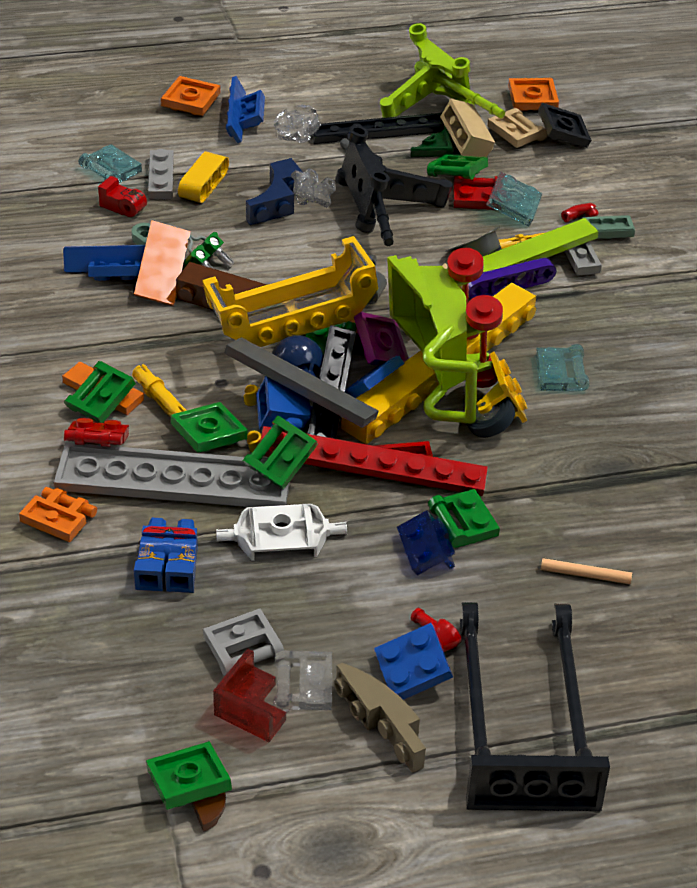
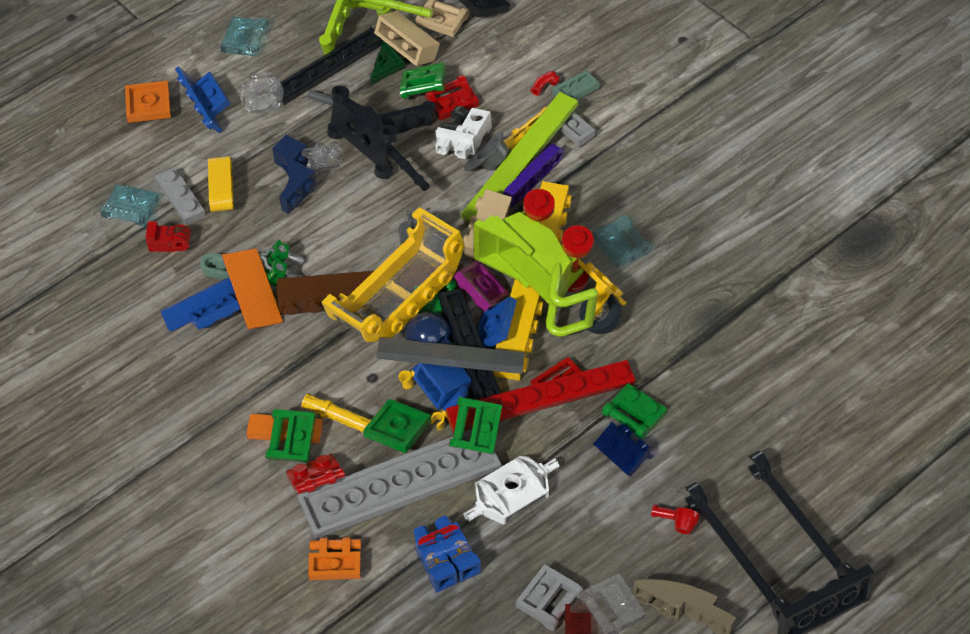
camera: 25 degrees left, 10 degrees up
(318, 80) = (238, 34): none -> clear light blue plate
(413, 662) = (680, 552): blue plate -> none
(465, 221) = (463, 138): none -> white hips
(514, 199) = (488, 93): clear light blue plate -> none
(586, 571) = (747, 413): light nougat bar -> none

